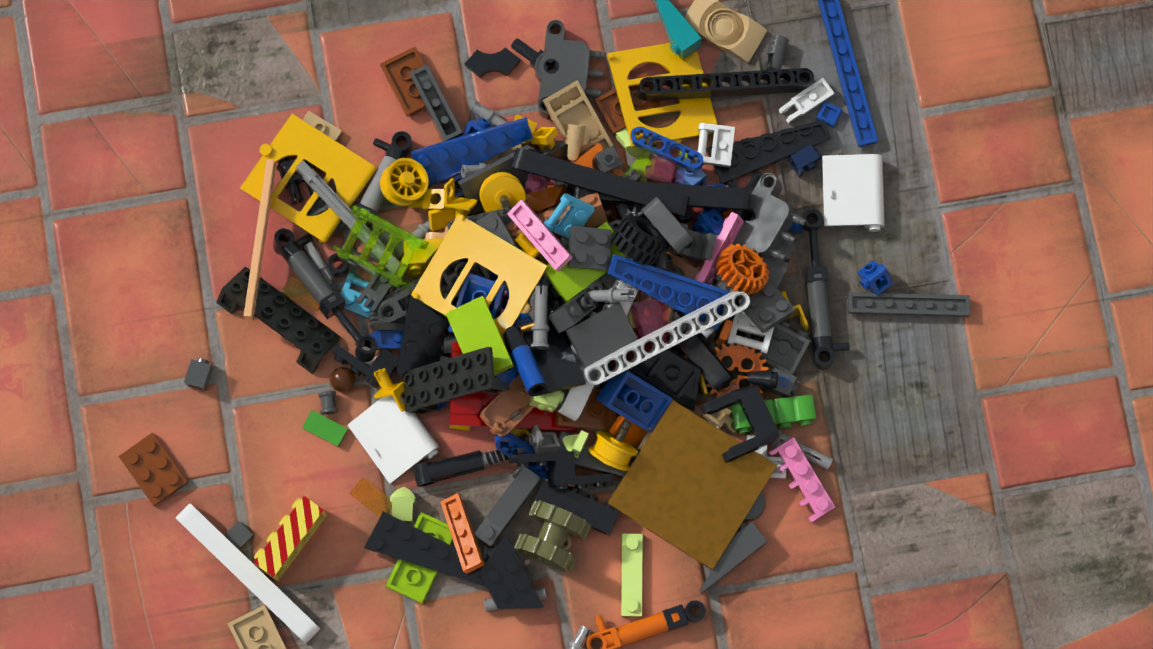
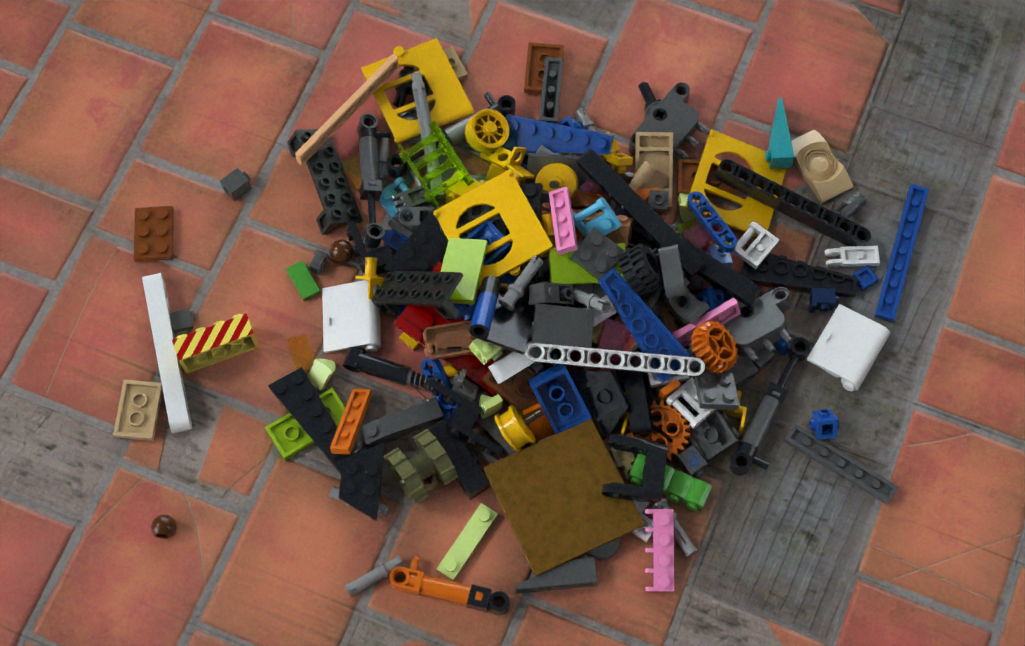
camera: 35 degrees right, 10 degrees down
(483, 63) = (623, 93): black tile -> none
(765, 379) = (679, 447): black cone -> none

